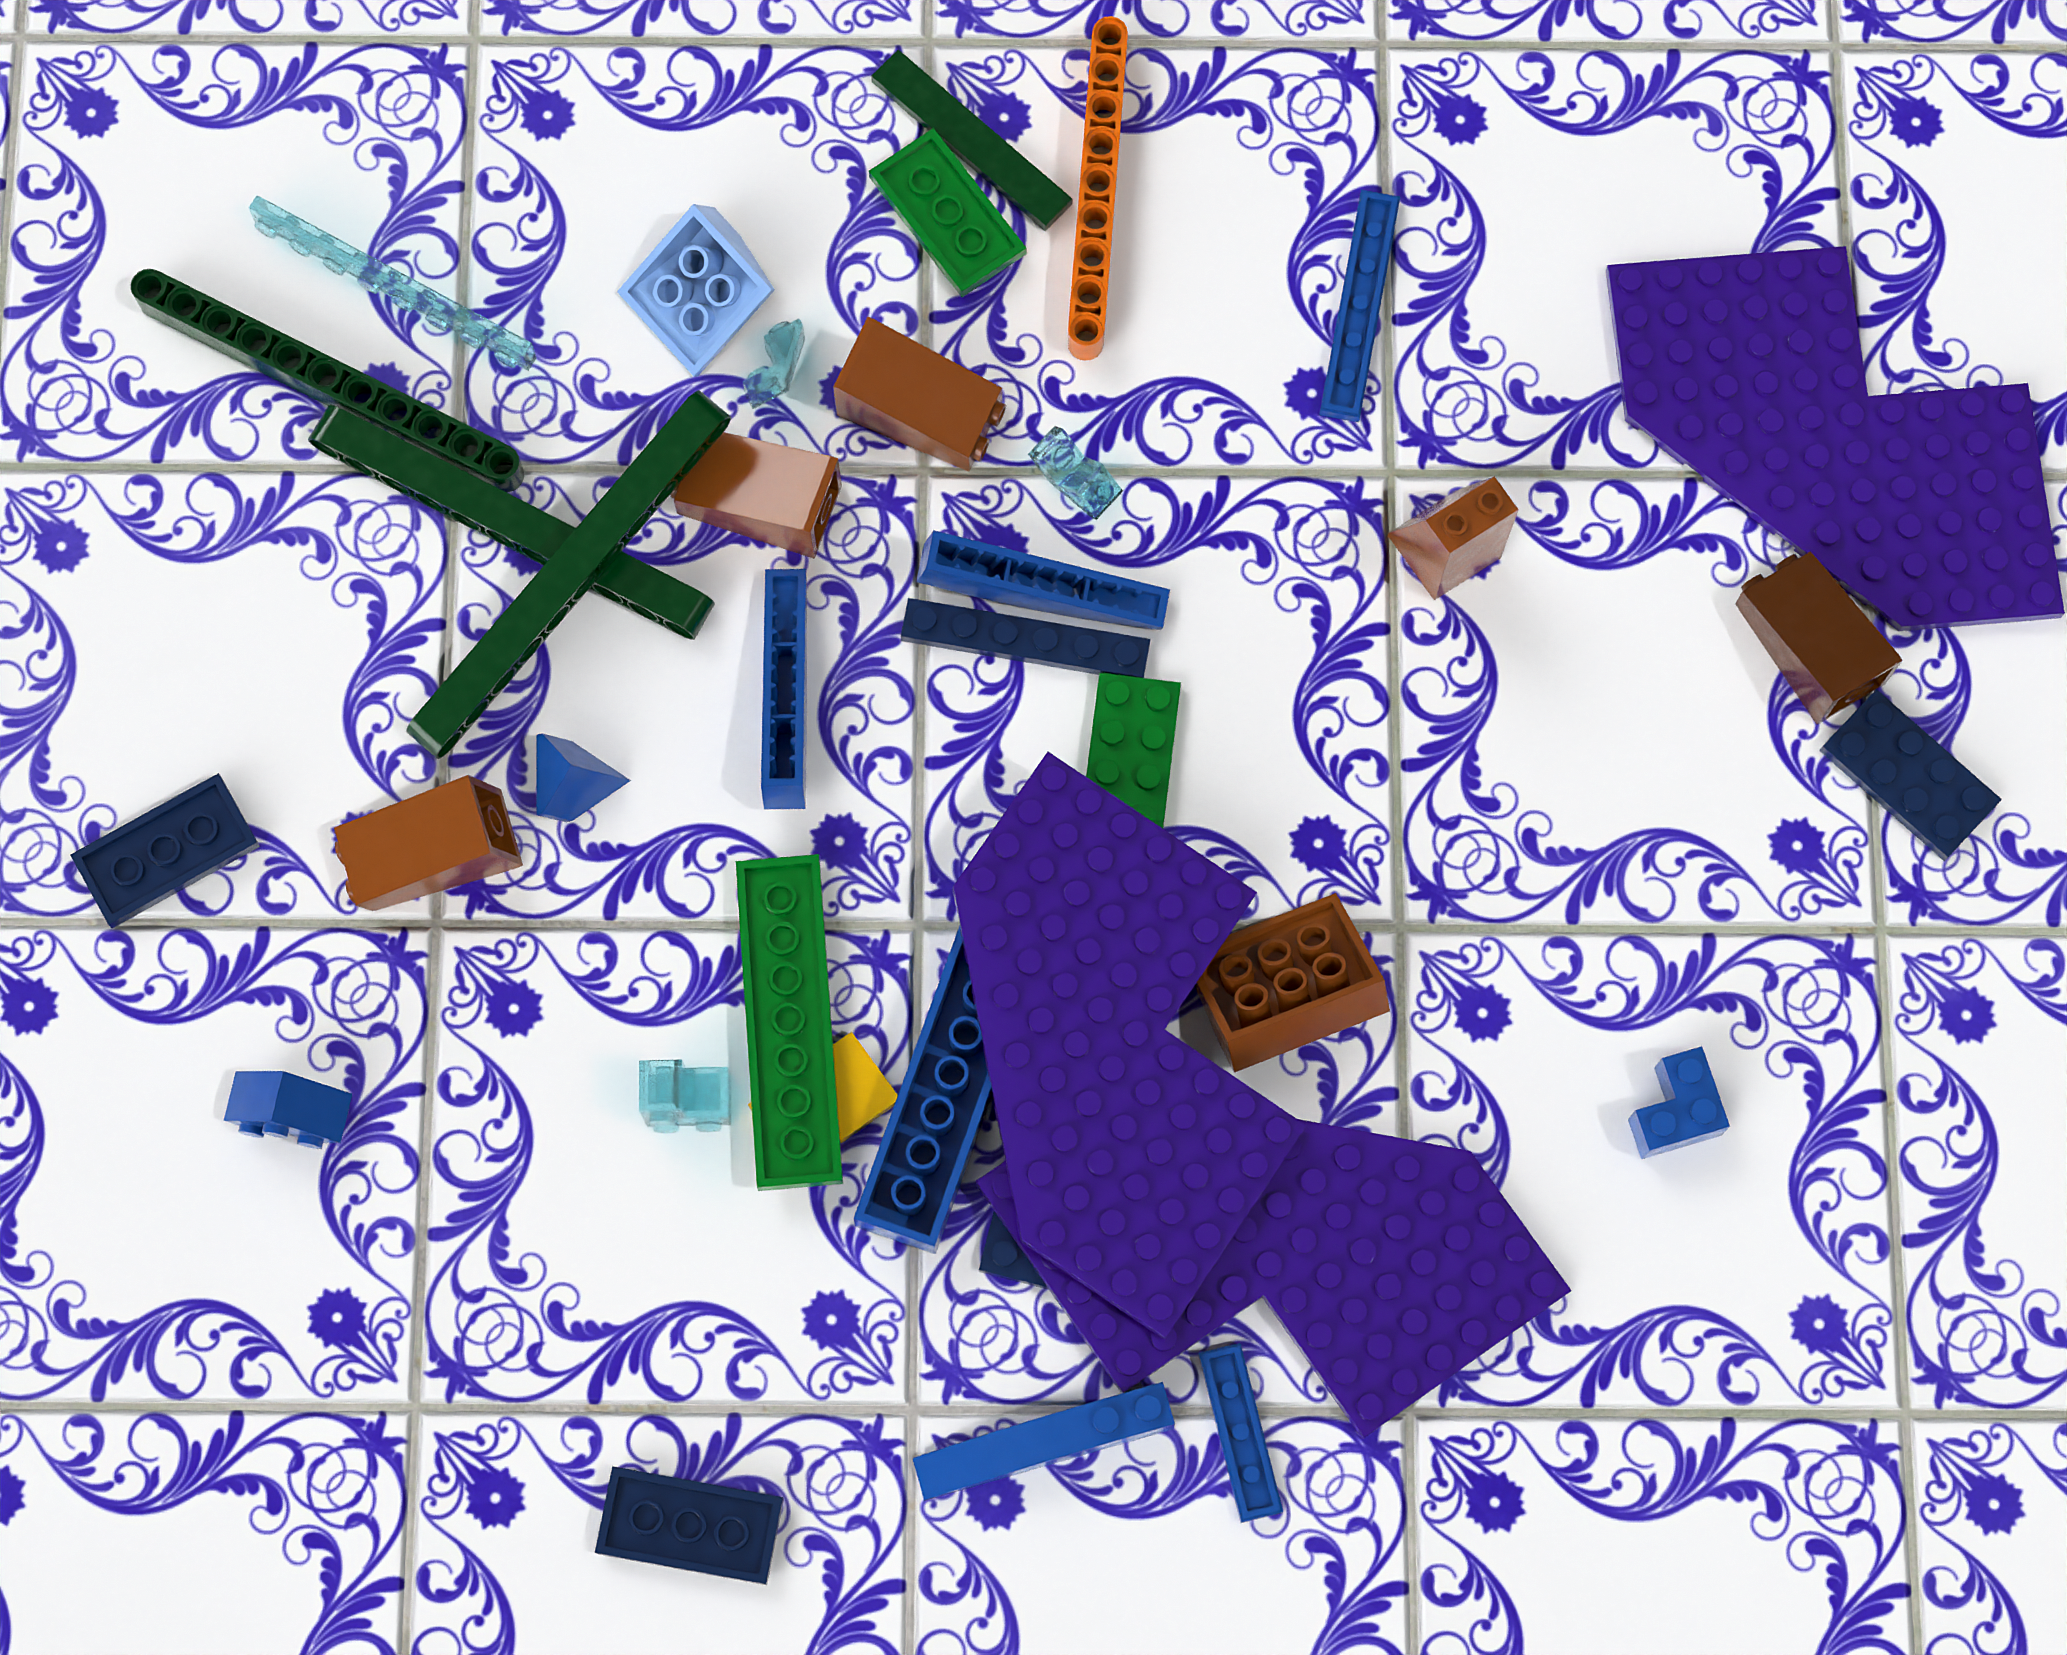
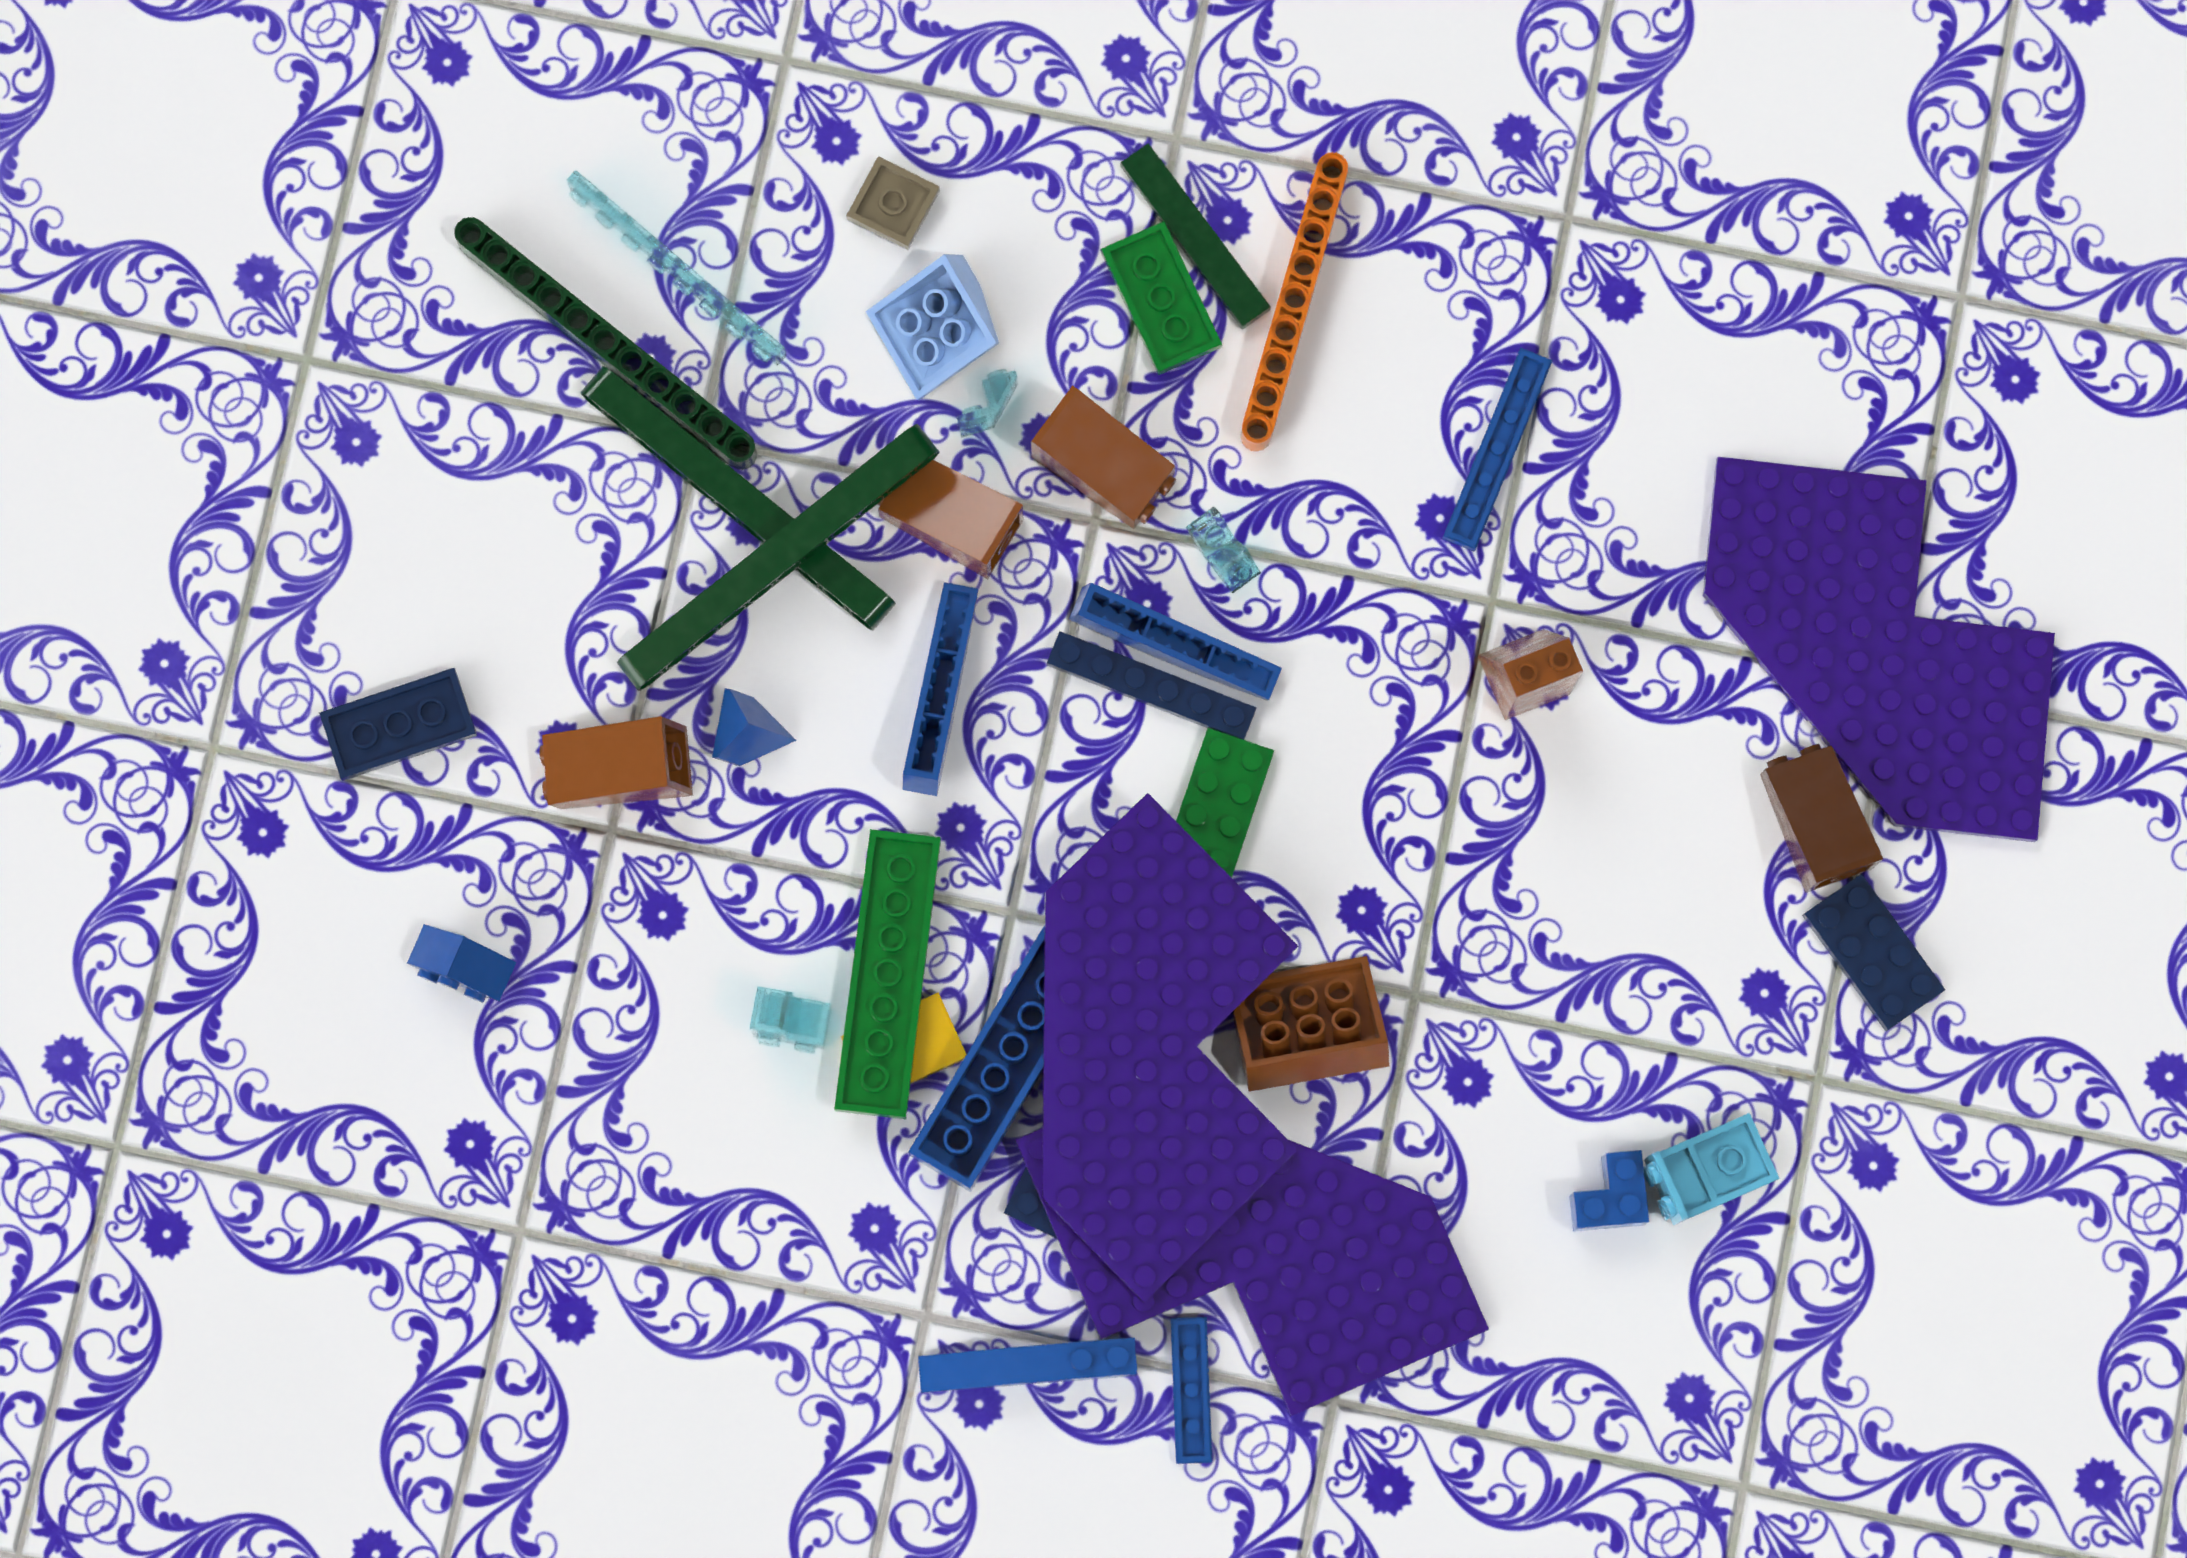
camera: 10 degrees right, 5 degrees up
(624, 167) = (893, 202): none -> dark tan plate
(689, 1525) = (725, 1374): dark blue plate -> none
(1783, 1055) = (1709, 1169): none -> medium azure bracket

